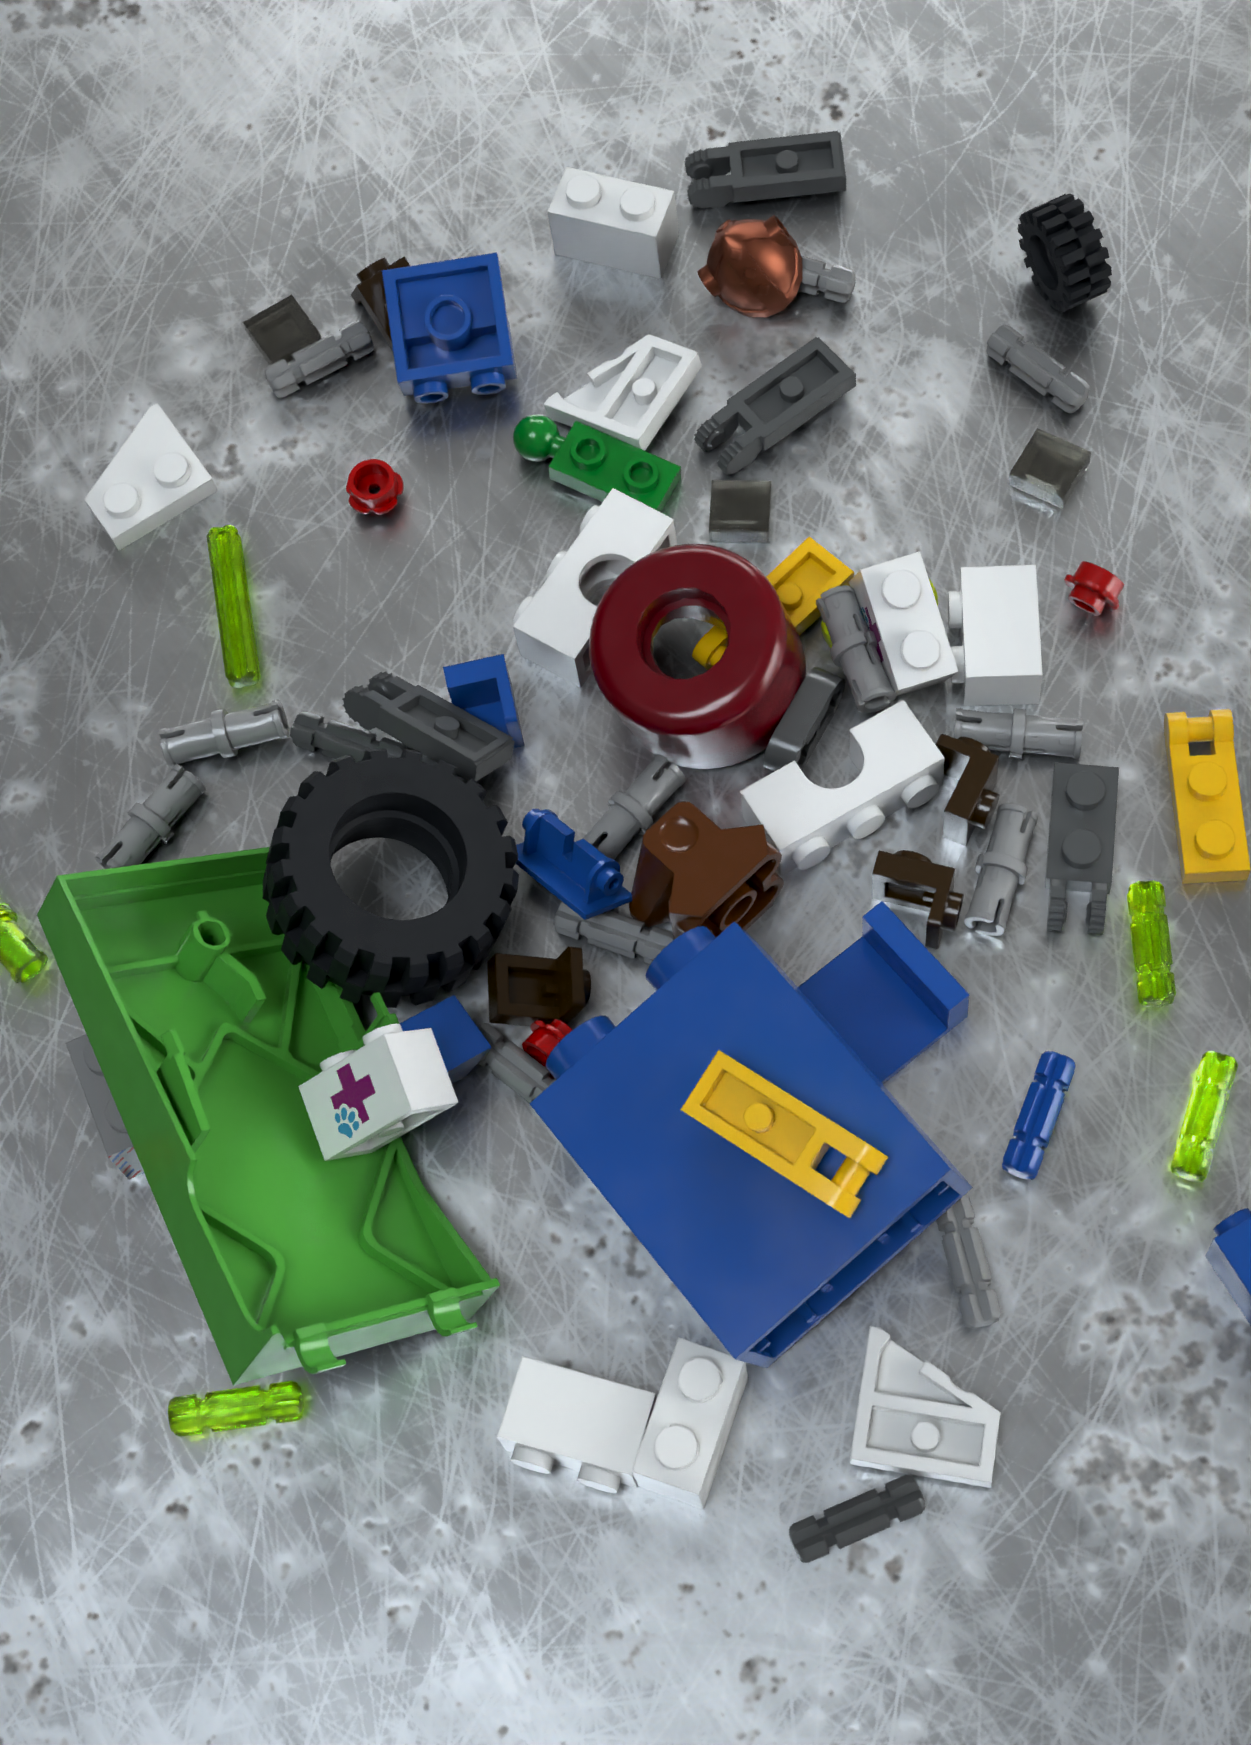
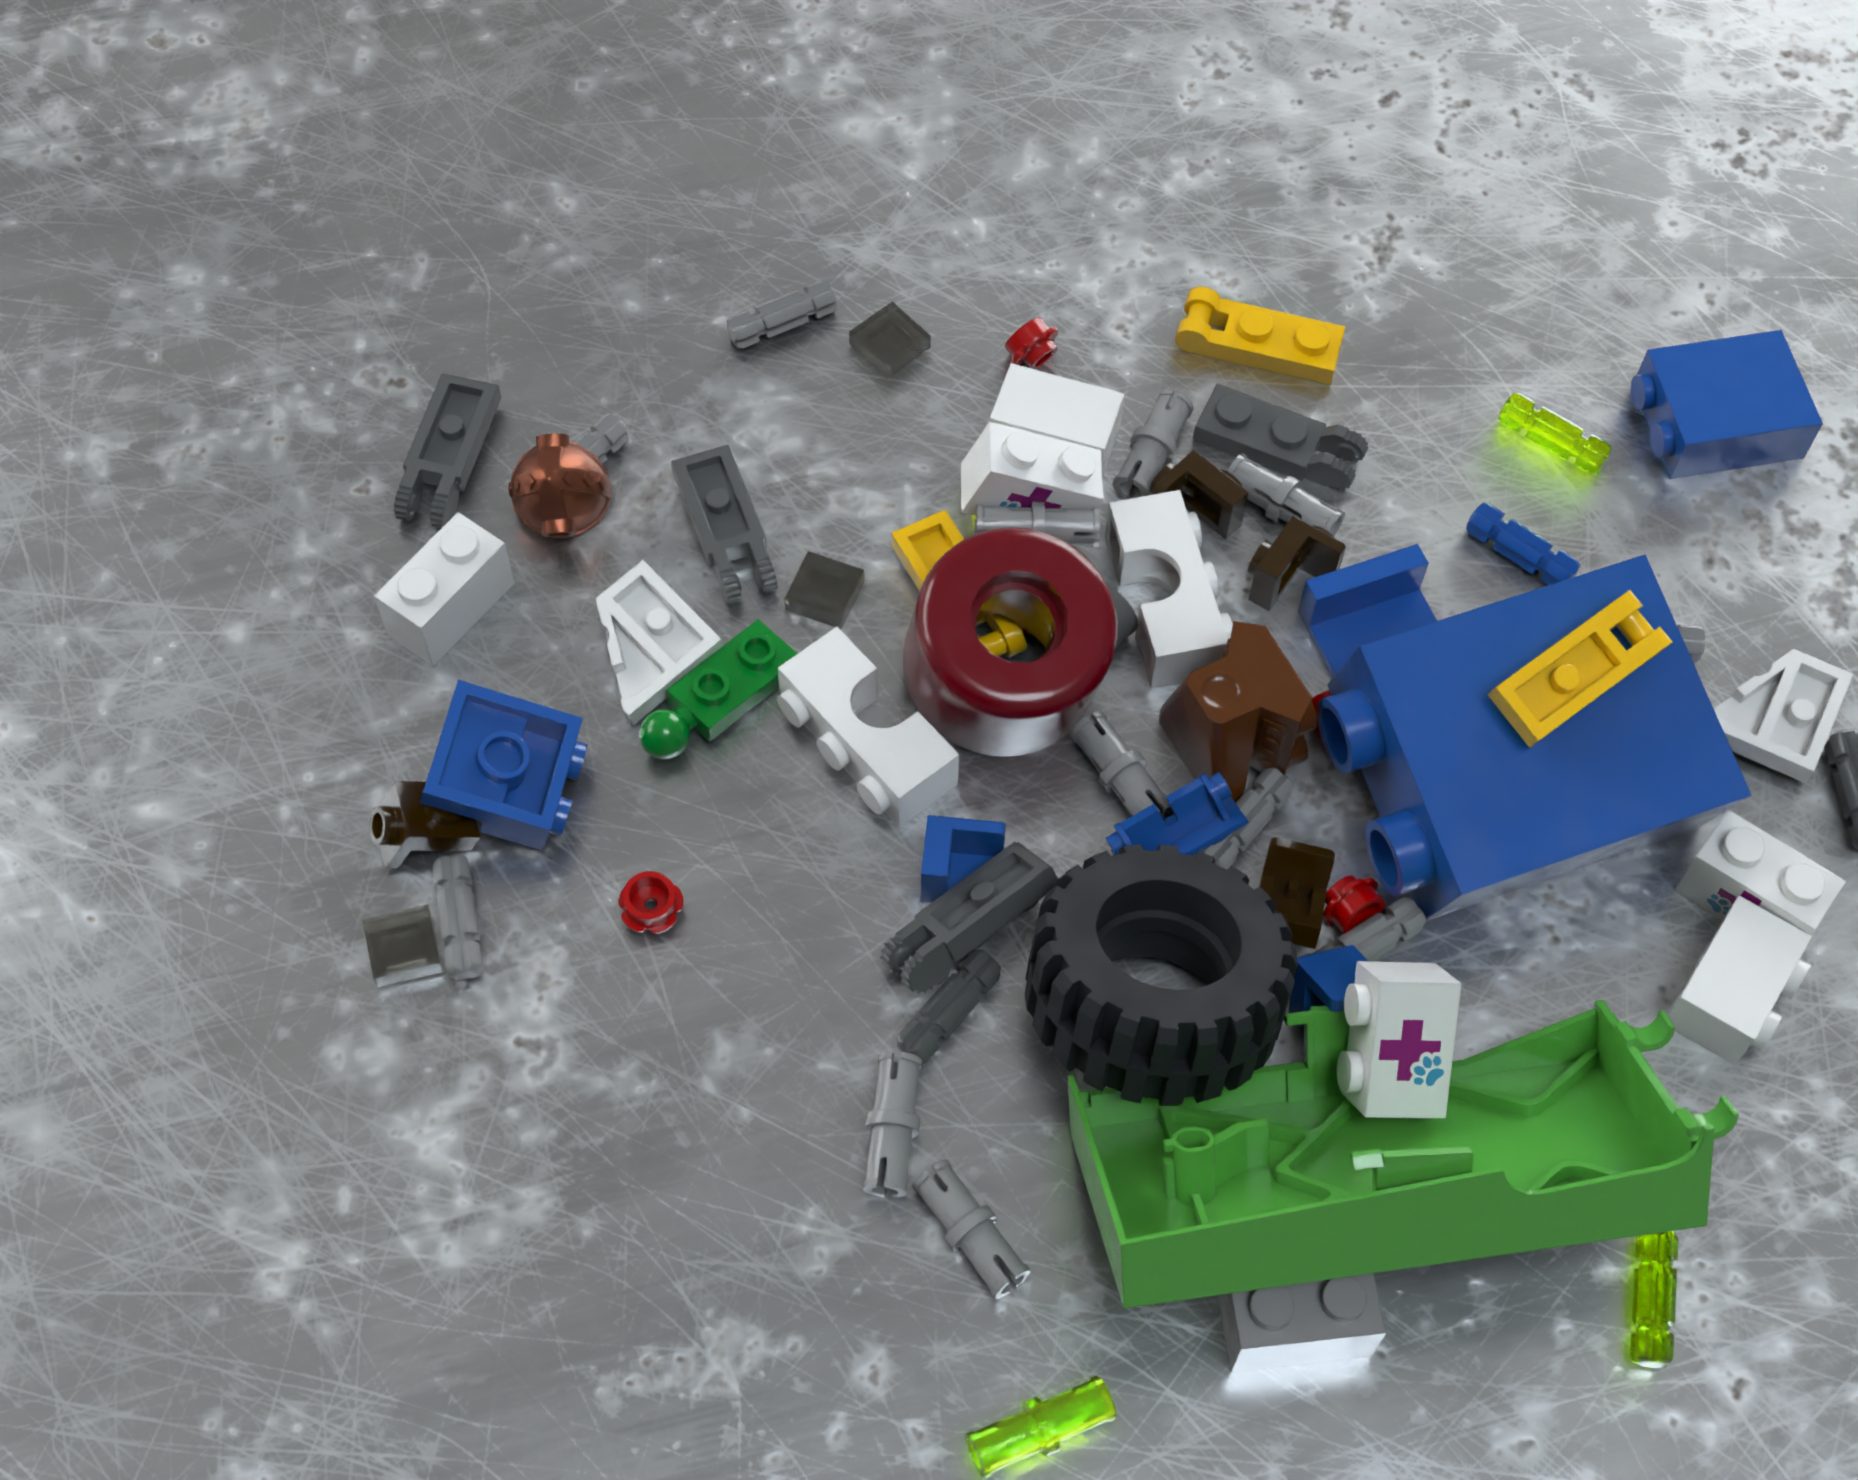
camera: 85 degrees left, 5 degrees down
(148, 481) = (527, 1133): white wing -> none
(233, 606) = (733, 1080): clear neon green axle -> none
(1064, 252) = (683, 220): black tyre -> none
(1151, 944) = (1387, 417): clear neon green axle -> none

